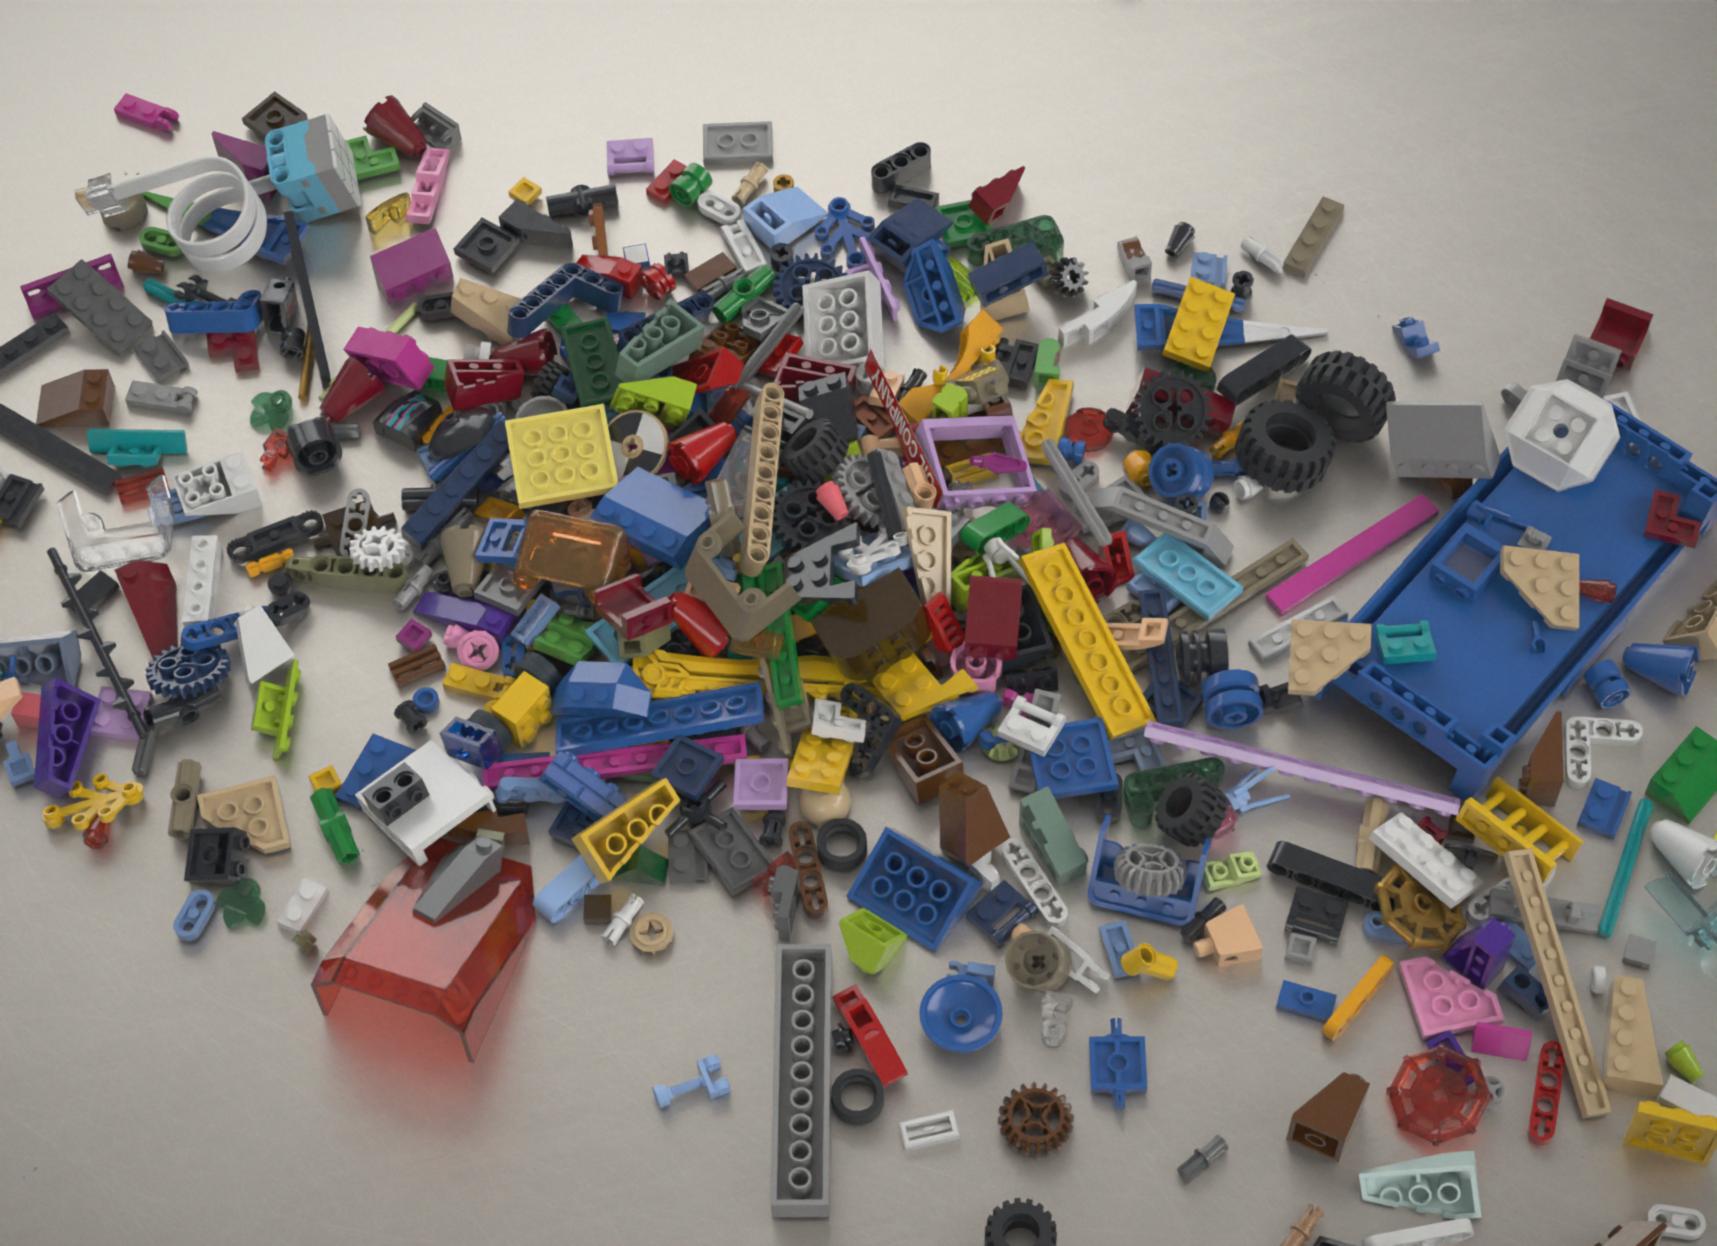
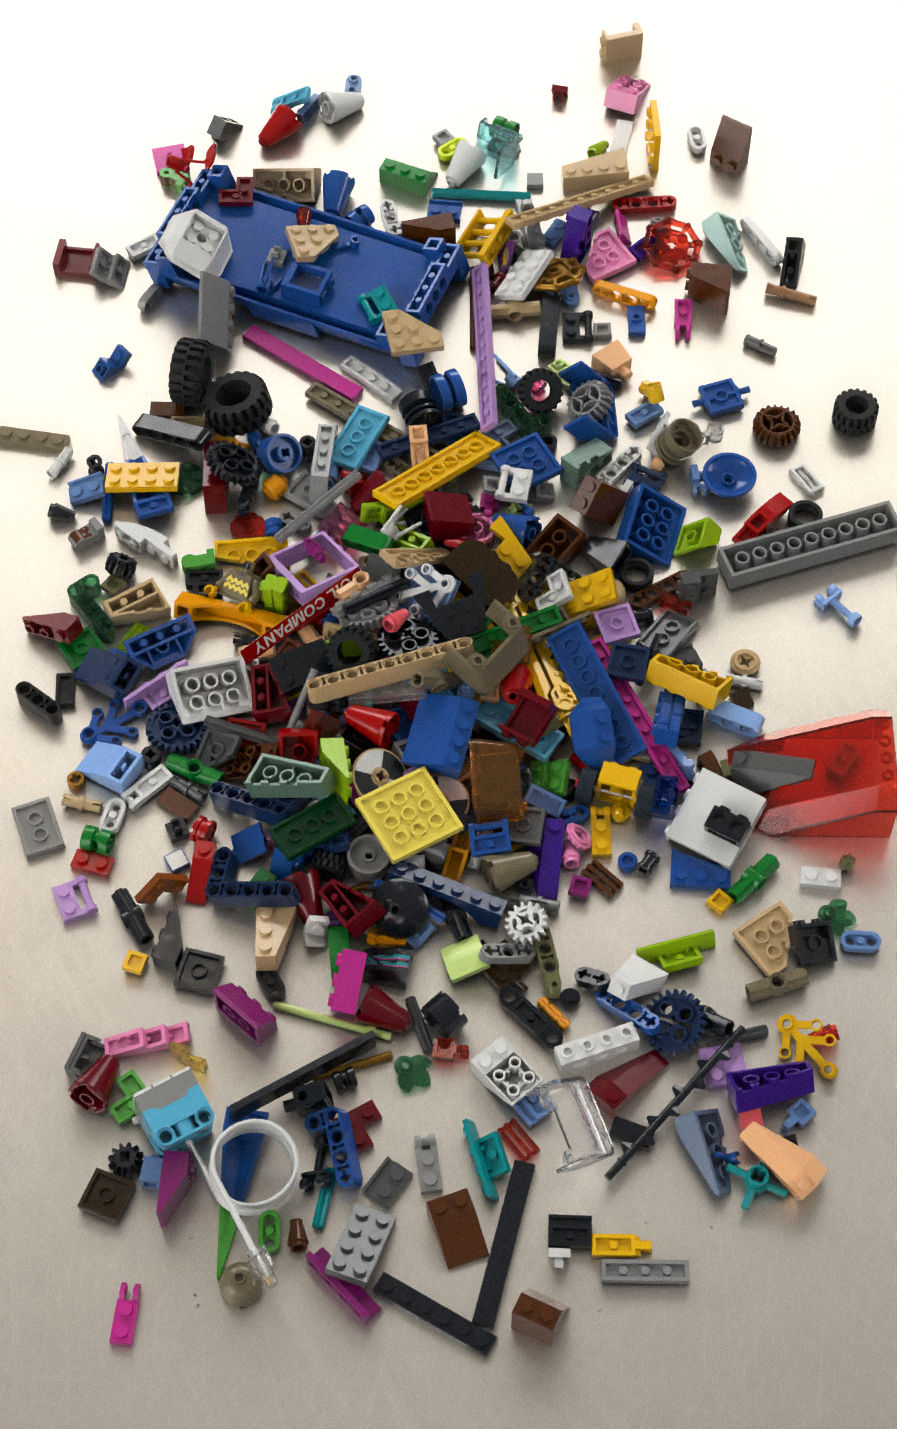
camera: 110 degrees left, 0 degrees up
(382, 486) = (463, 959): none -> yellowish green slope
(877, 807) = (607, 553): none -> black slope
(1008, 274) = (142, 587): dark blue brick -> none
(1289, 1065) = (682, 317): none -> dark pink hinge
(1598, 979) = (564, 191): white tile -> none

